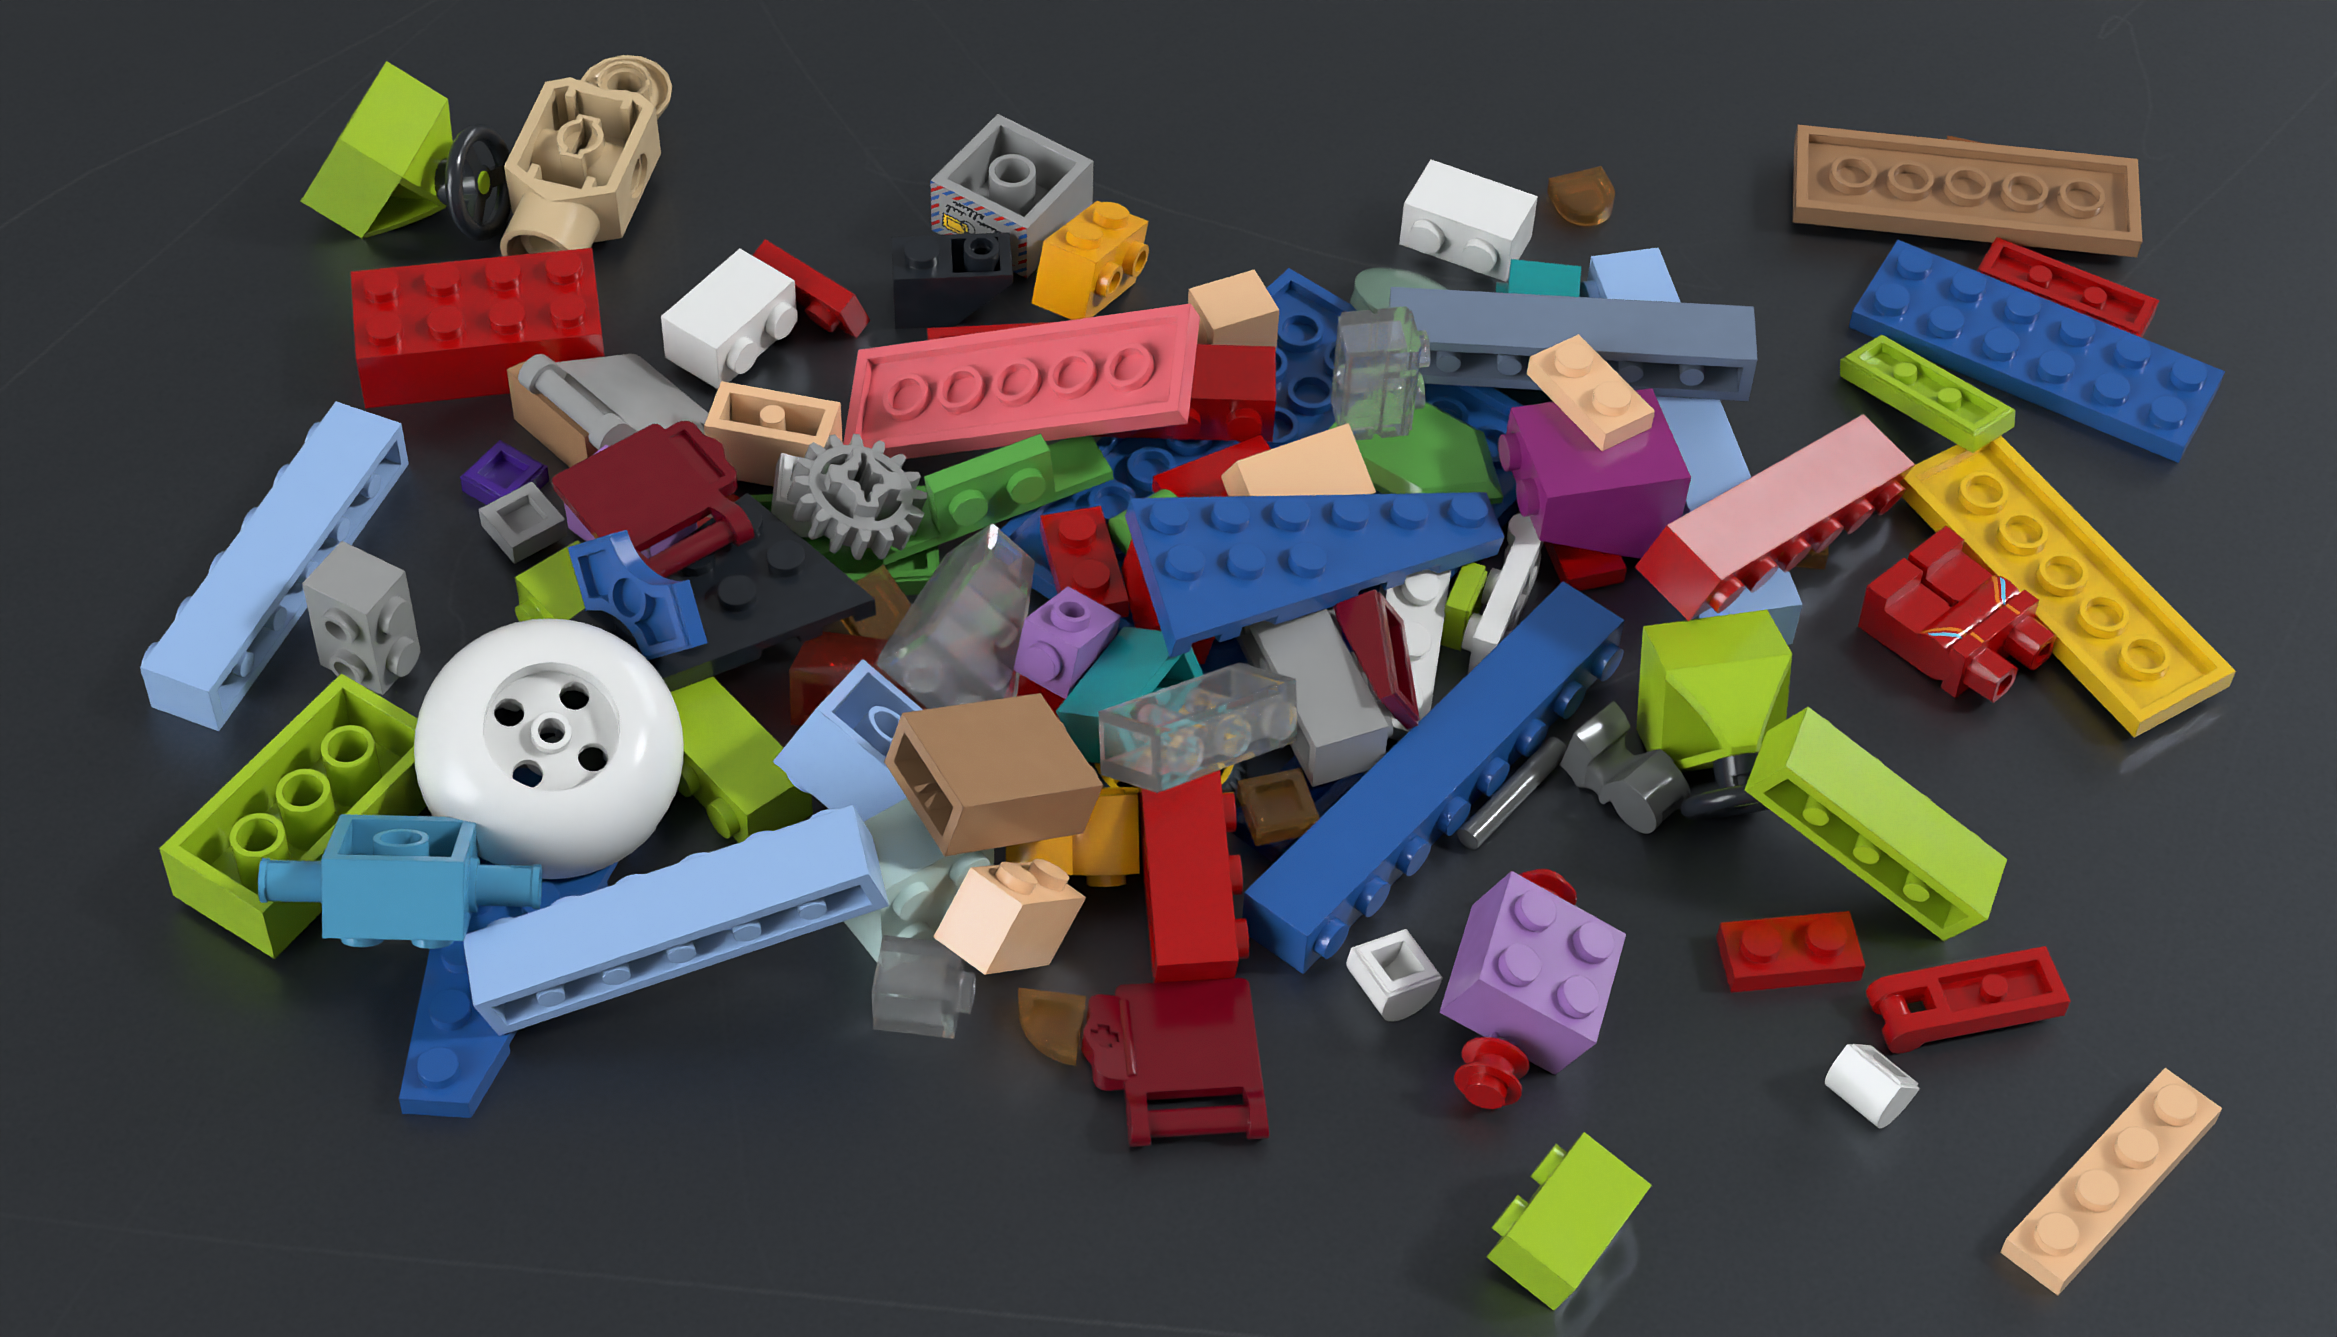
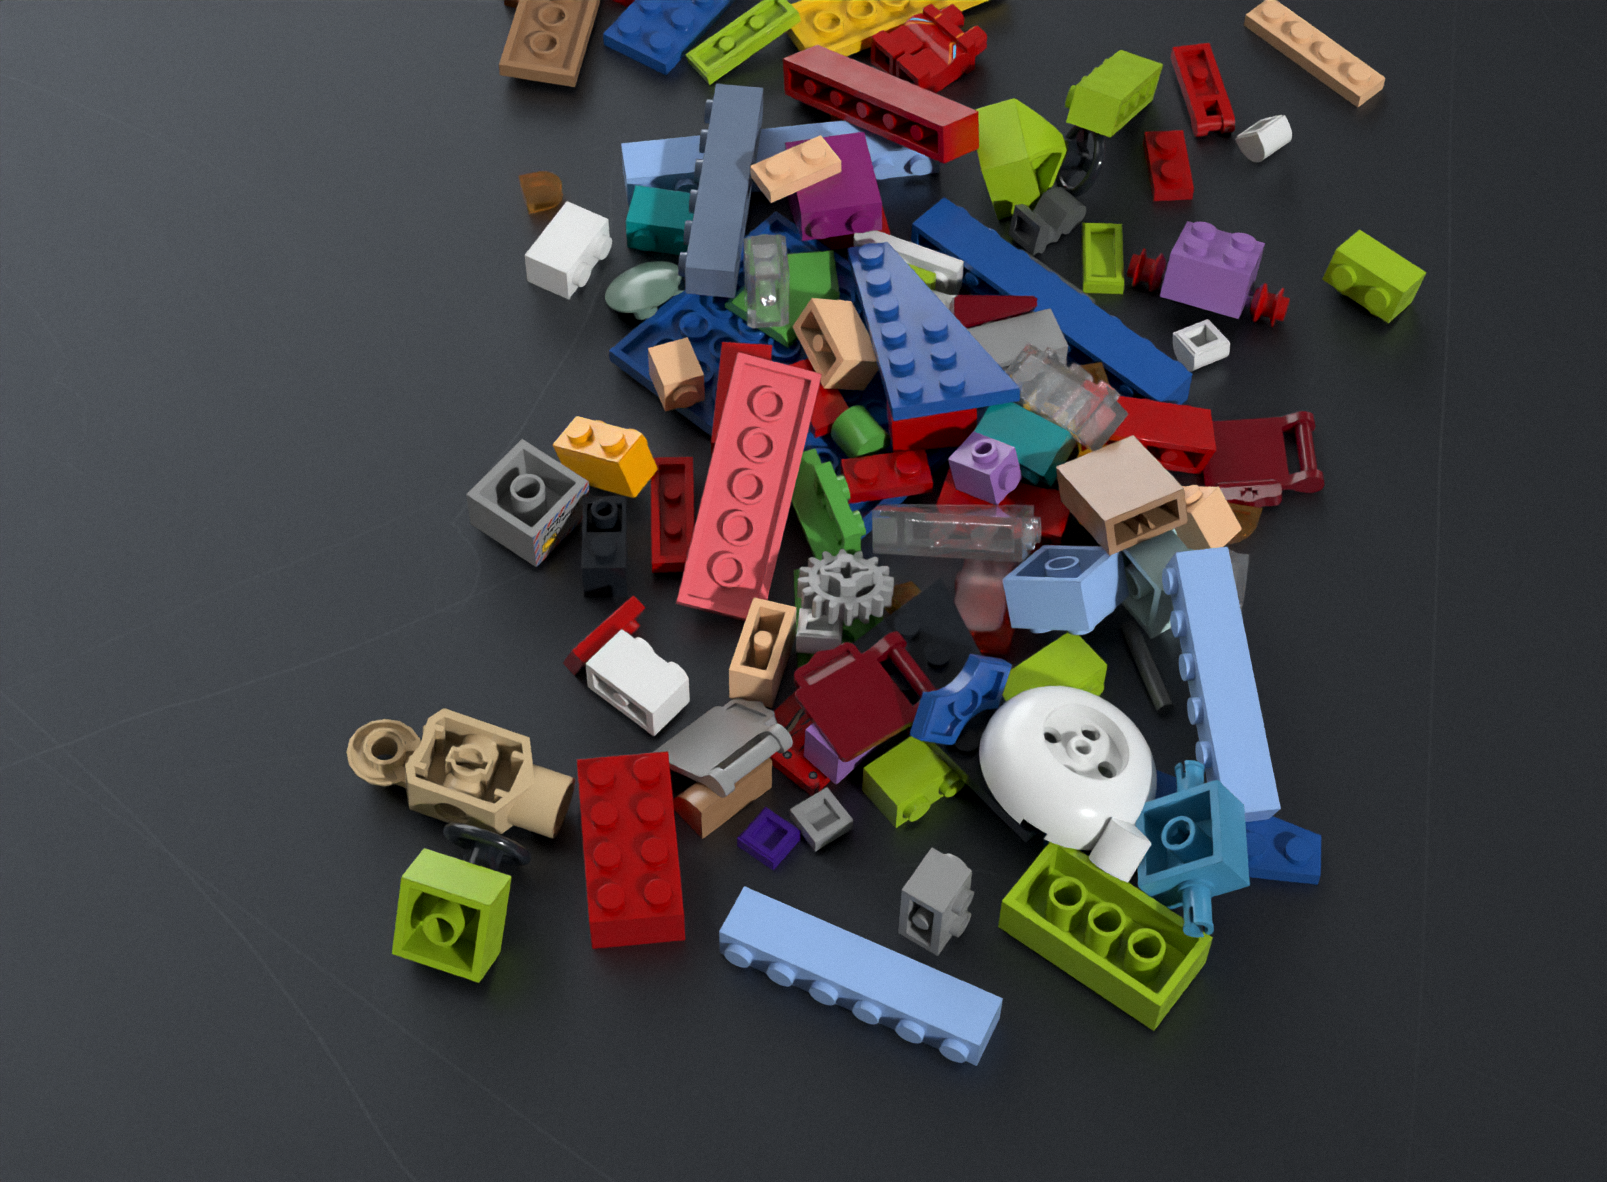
camera: 85 degrees left, 5 degrees up
(400, 790) = (1120, 849): none -> white brick
(1585, 855) = (1102, 258): none -> lime tile

